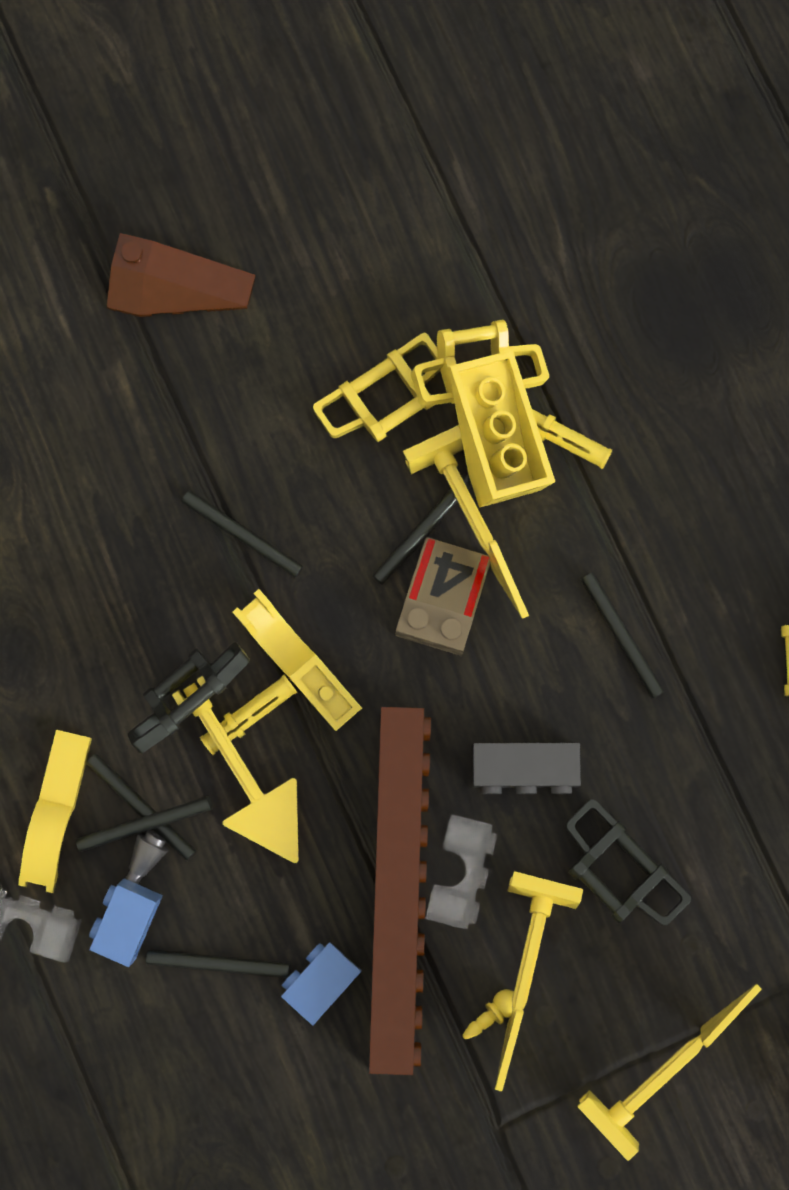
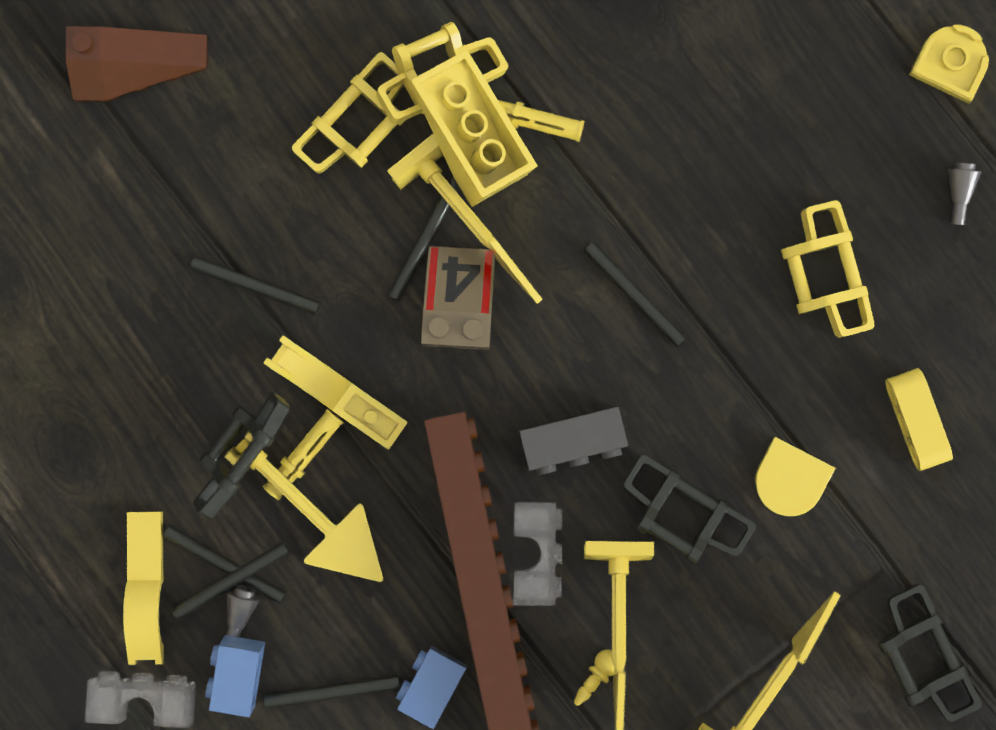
camera: 10 degrees left, 5 degrees up
(737, 861) = (790, 479): none -> light yellow tile

